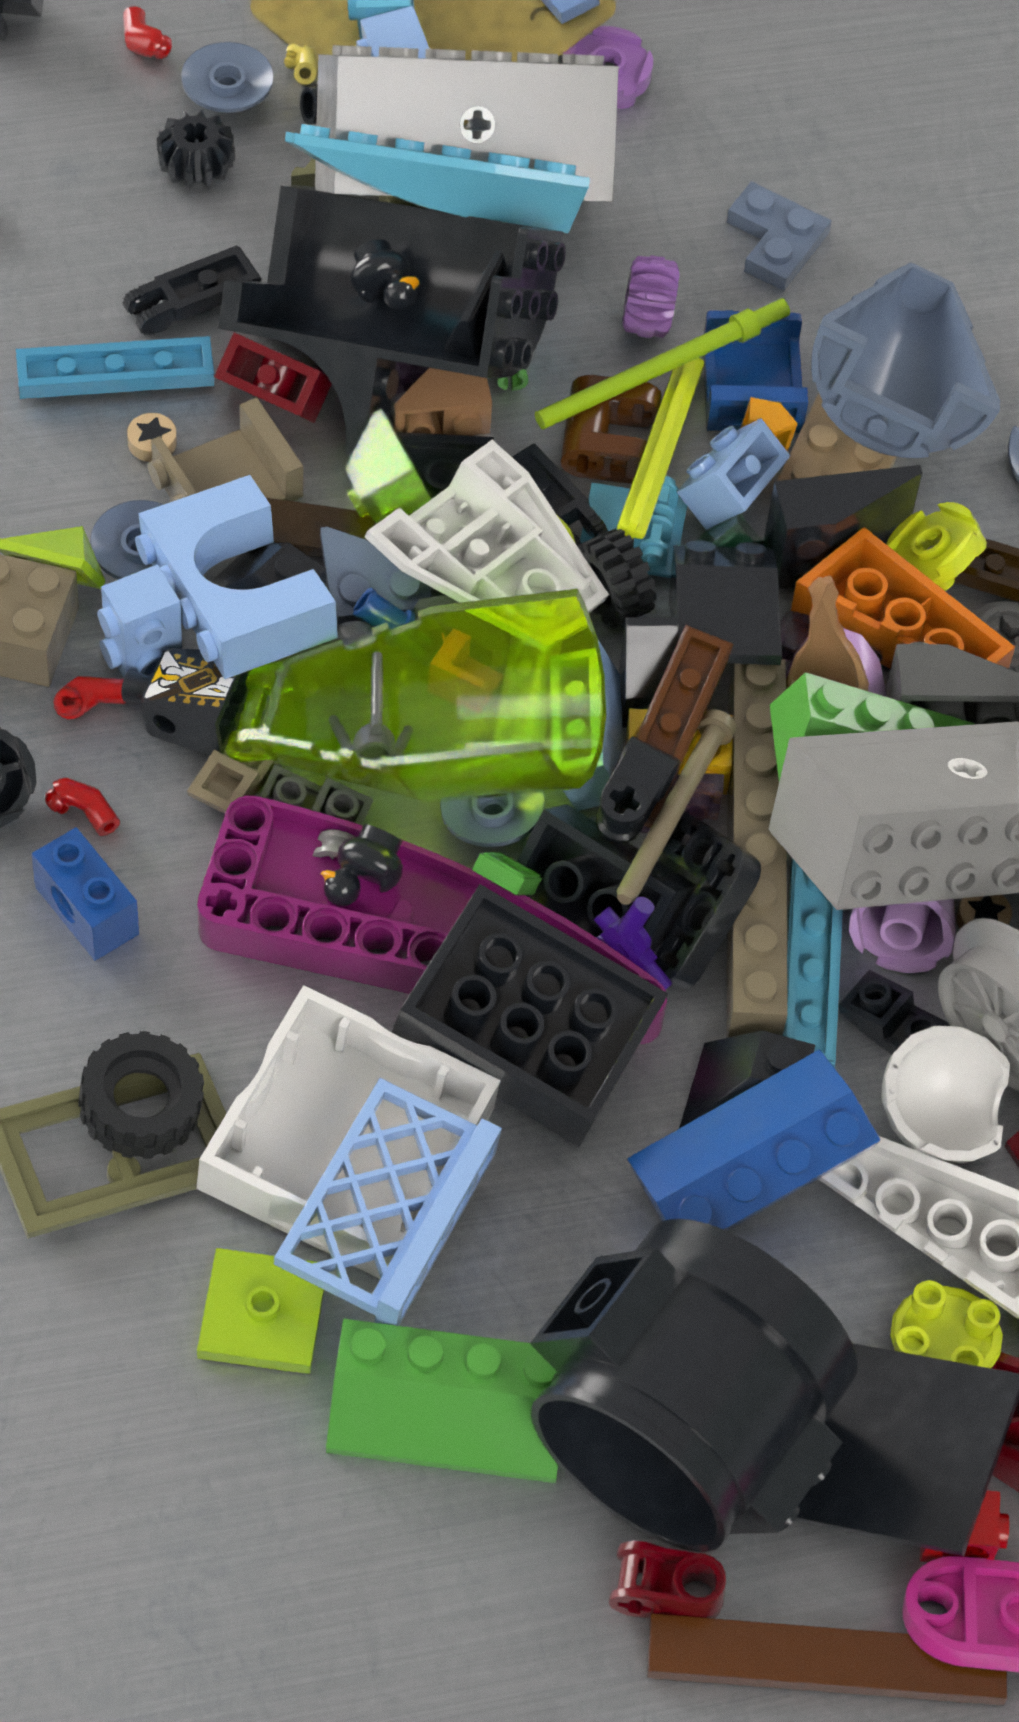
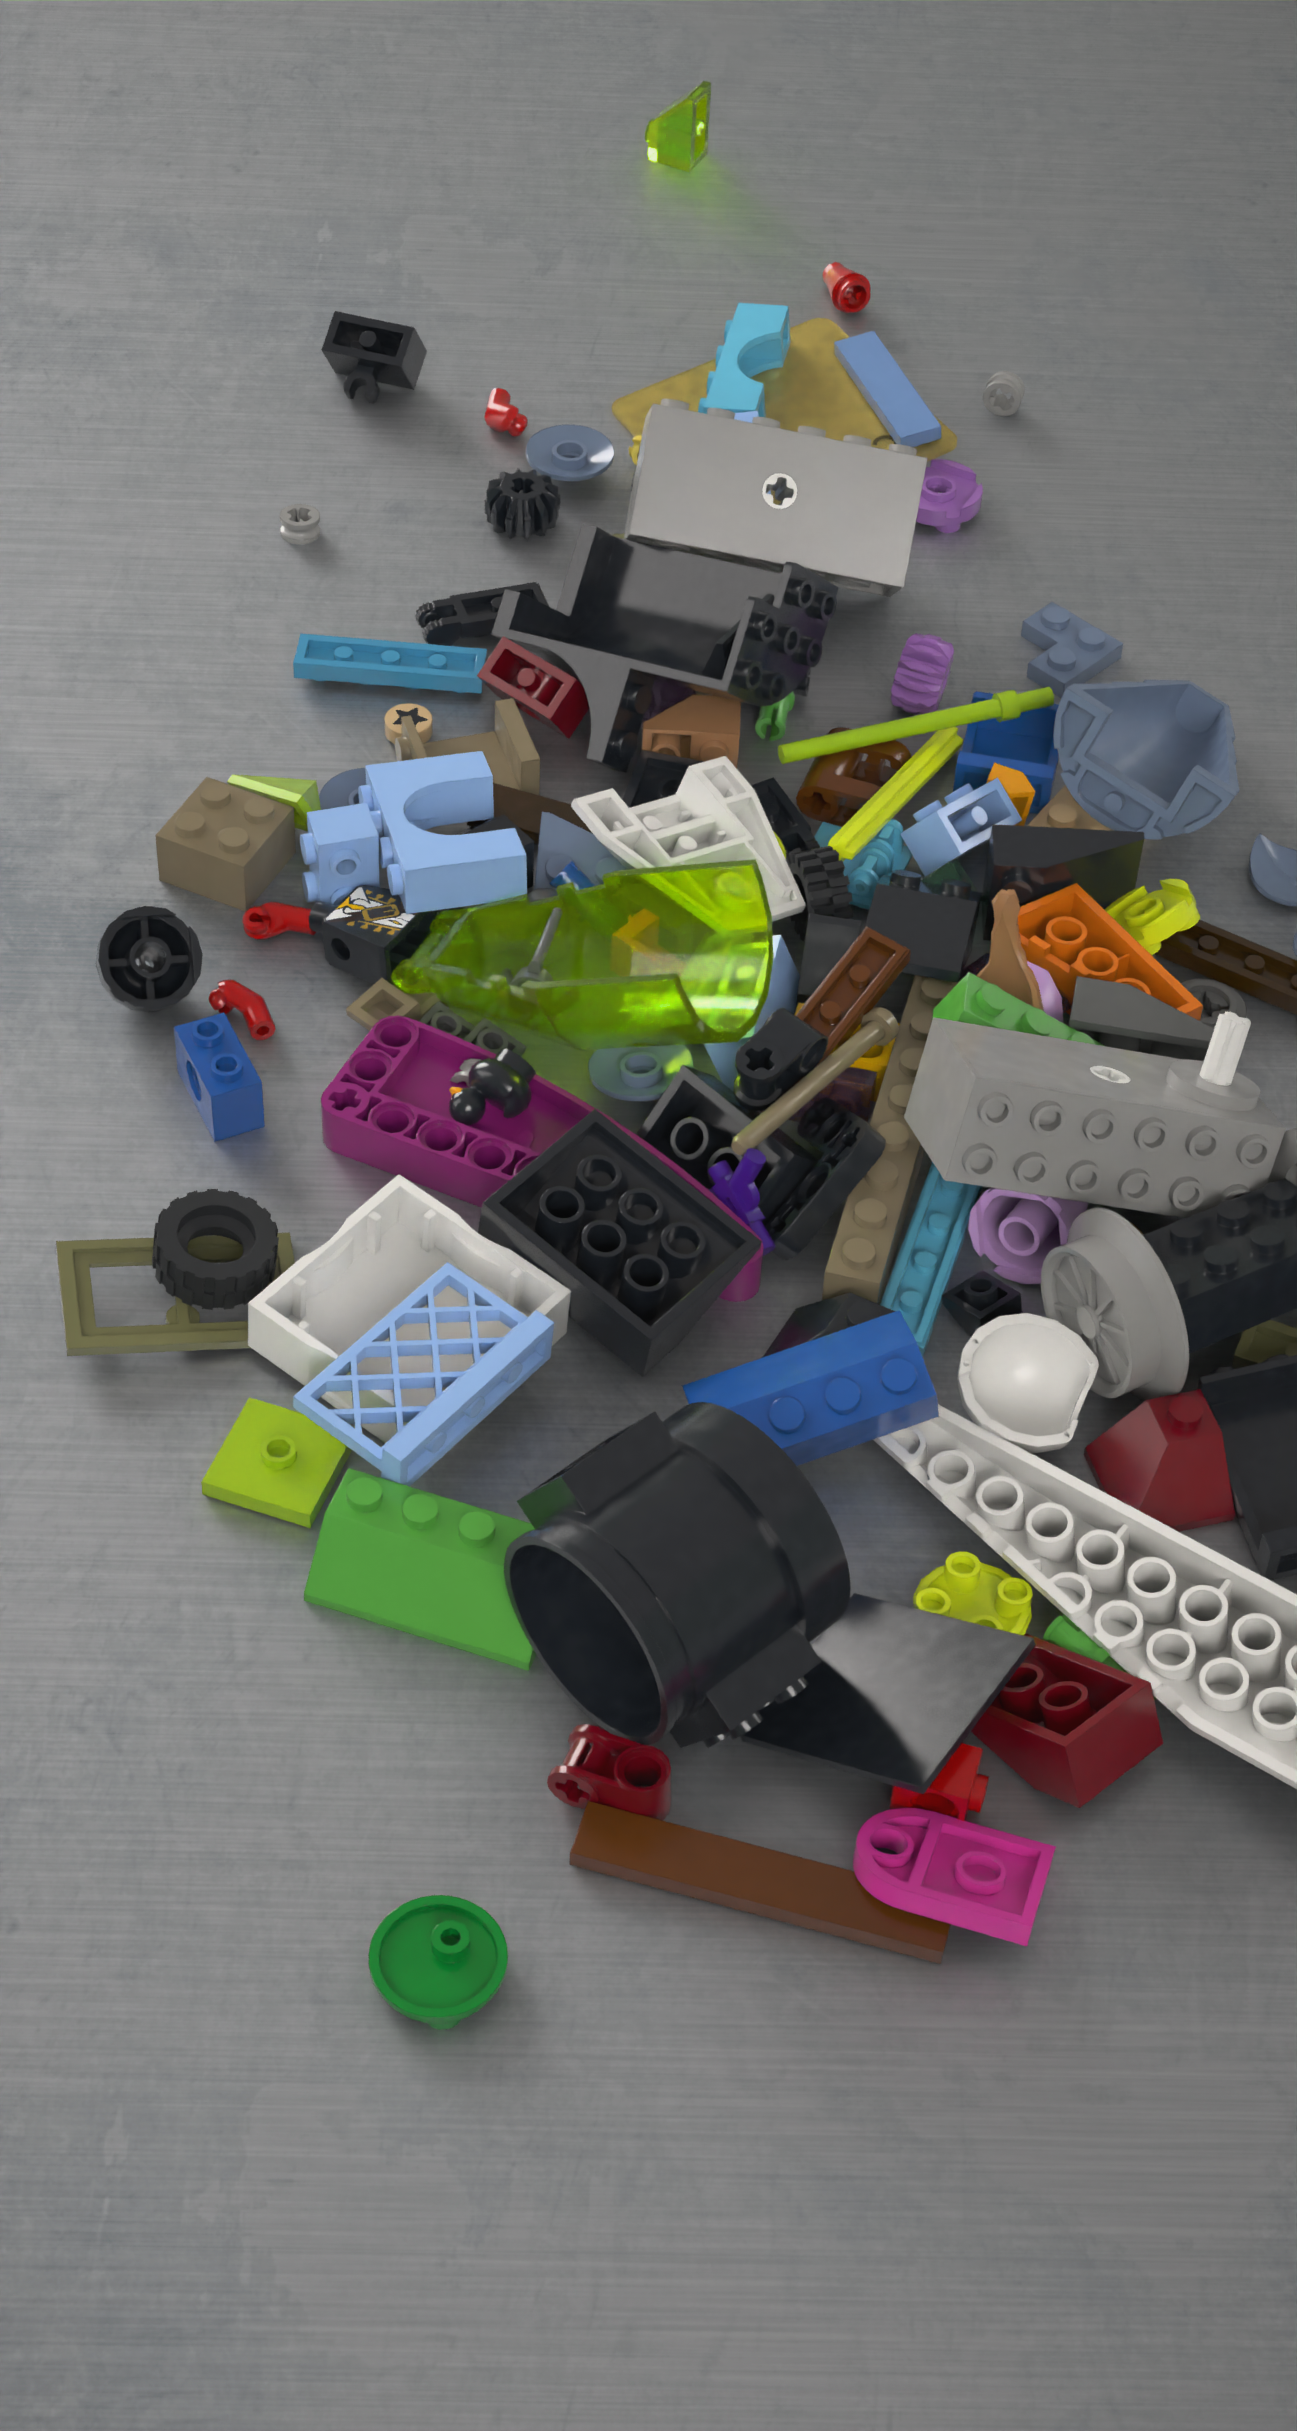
camera: 15 degrees right, 10 degrees down
(383, 274) = (660, 612): black animal -> none
(383, 473) = (616, 764): clear neon green slope -> none
(453, 182) = (737, 528): medium azure wedge -> none
(507, 873) = (634, 1119): bright green tile -> none

